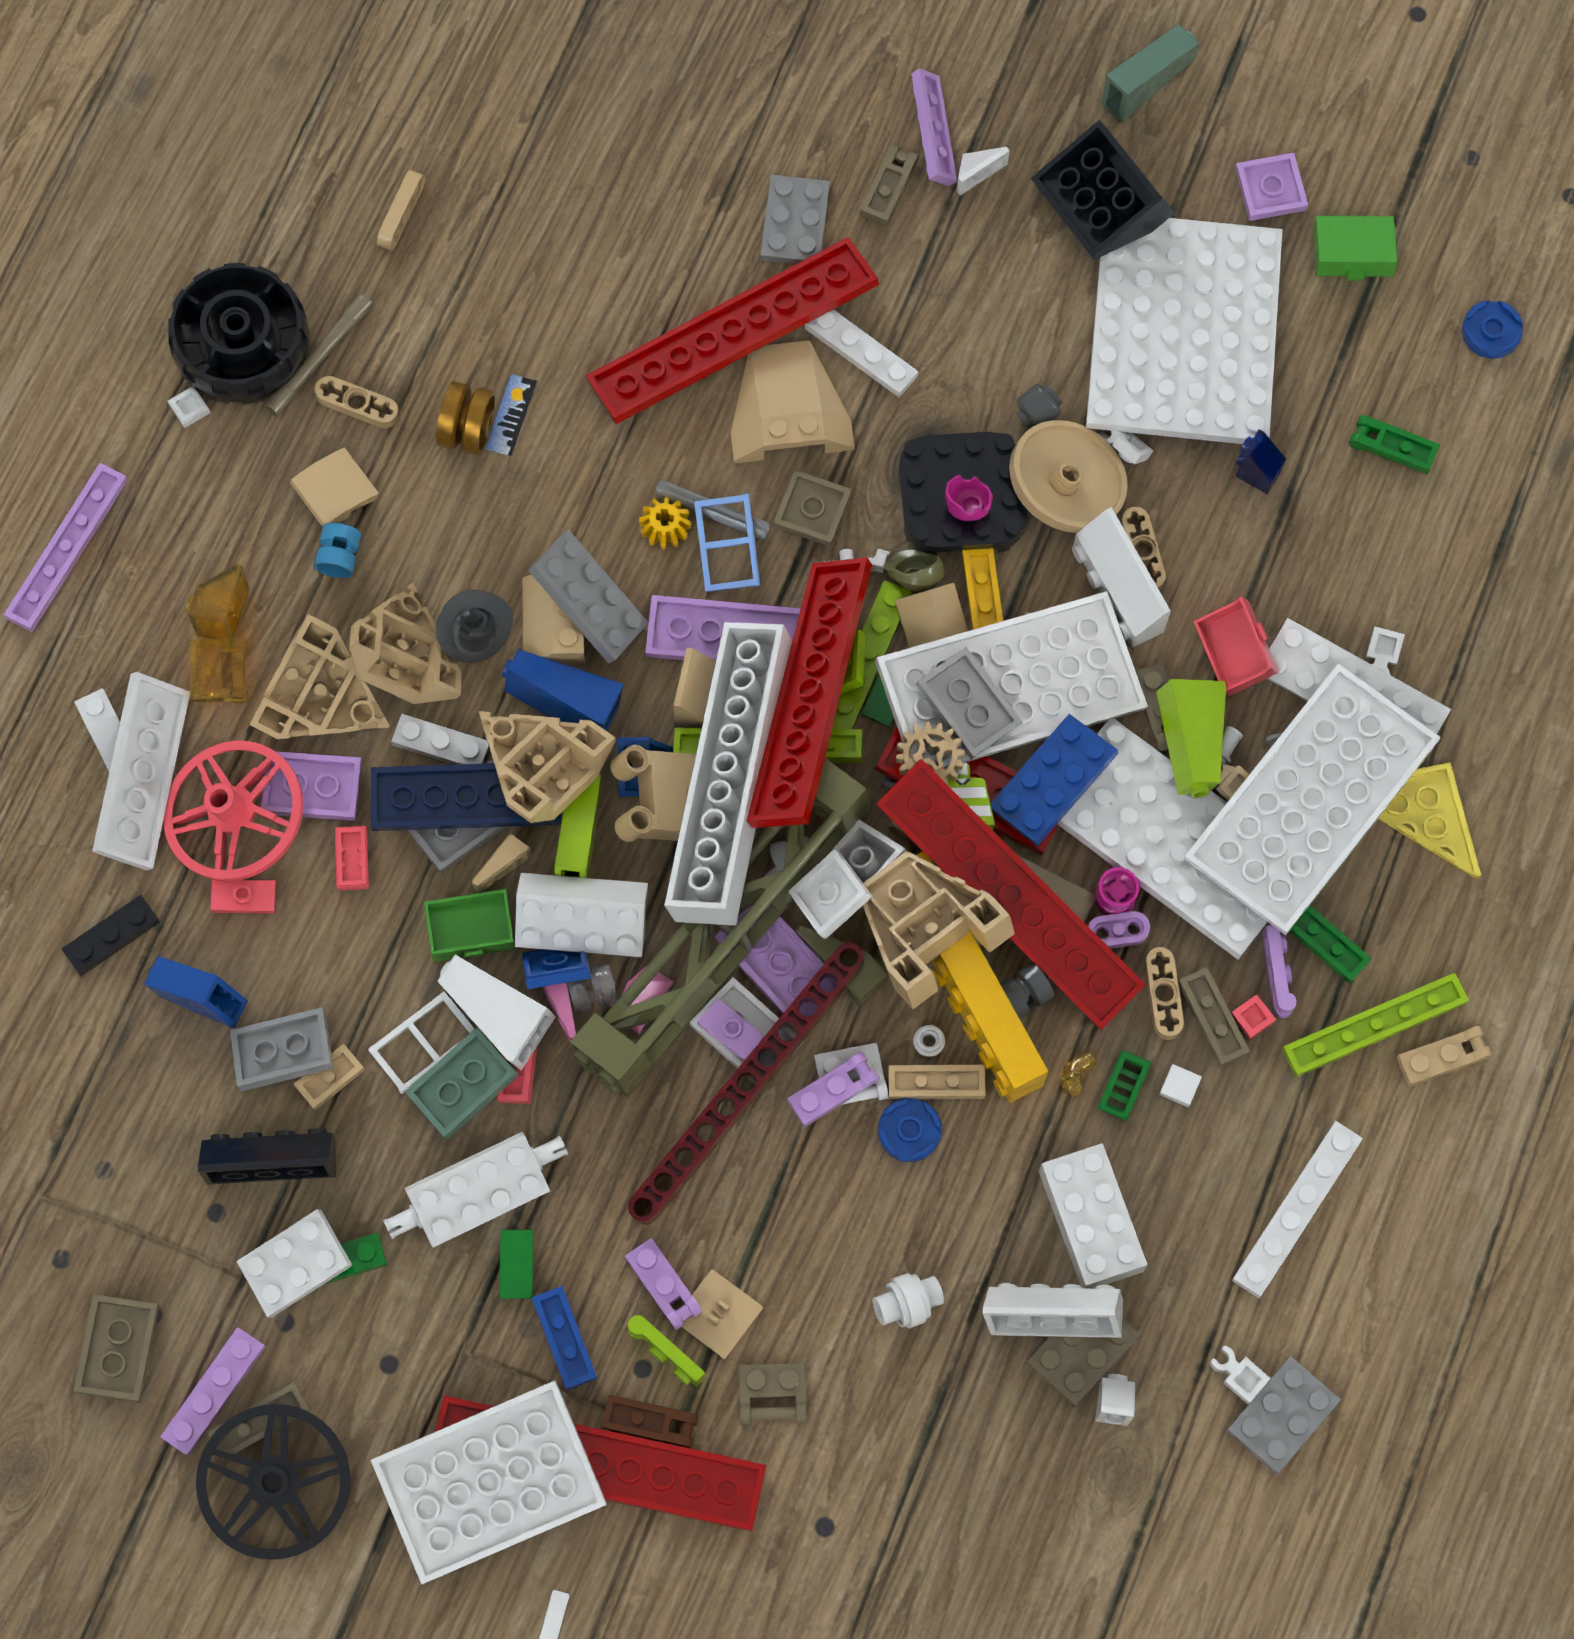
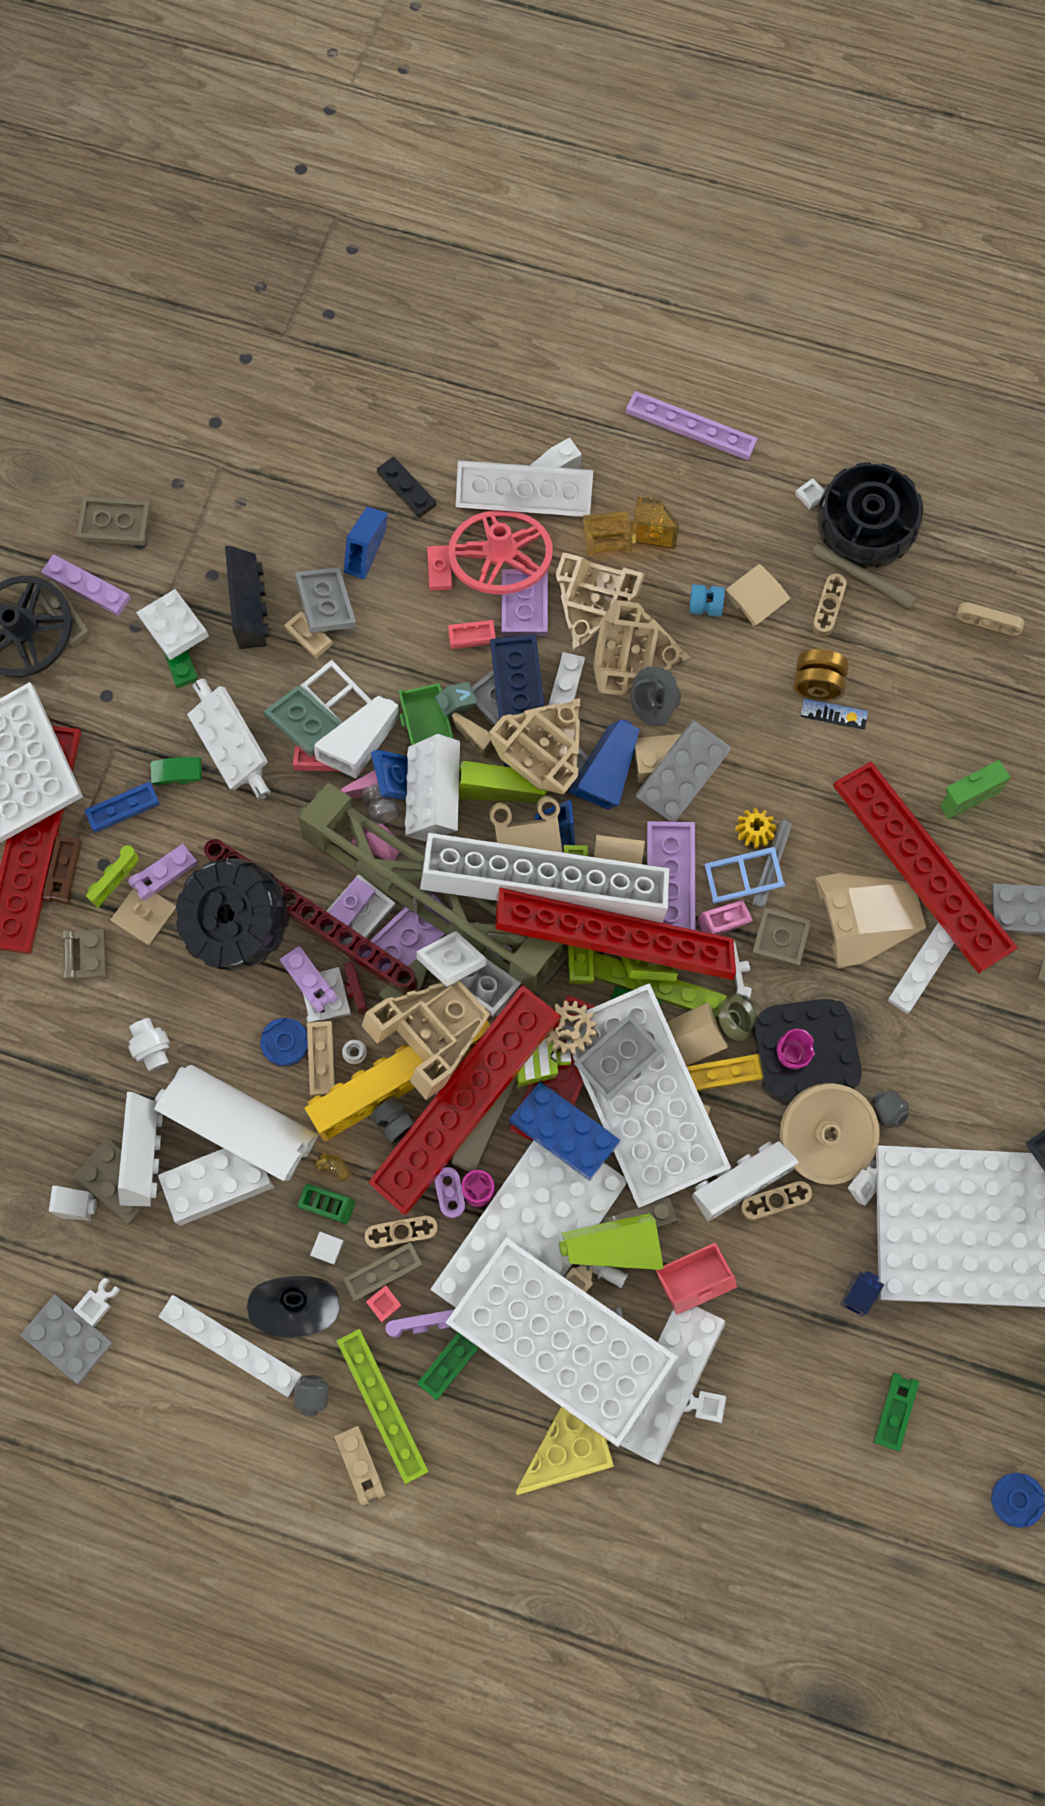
camera: 90 degrees right, 0 degrees up
(453, 879) = (456, 698): none -> sand green brick
(641, 256) = (974, 789): none -> bright green container
(776, 1186) = (232, 914): none -> black wheel
(782, 574) = (725, 918): none -> bright pink slope
(845, 1034) = (354, 988): none -> dark red plate
(1018, 1187) = (236, 1121): none -> white cylinder
(1255, 1122) = (293, 1306): none -> black hat
(1361, 1108) = (311, 1394): none -> dark grey head

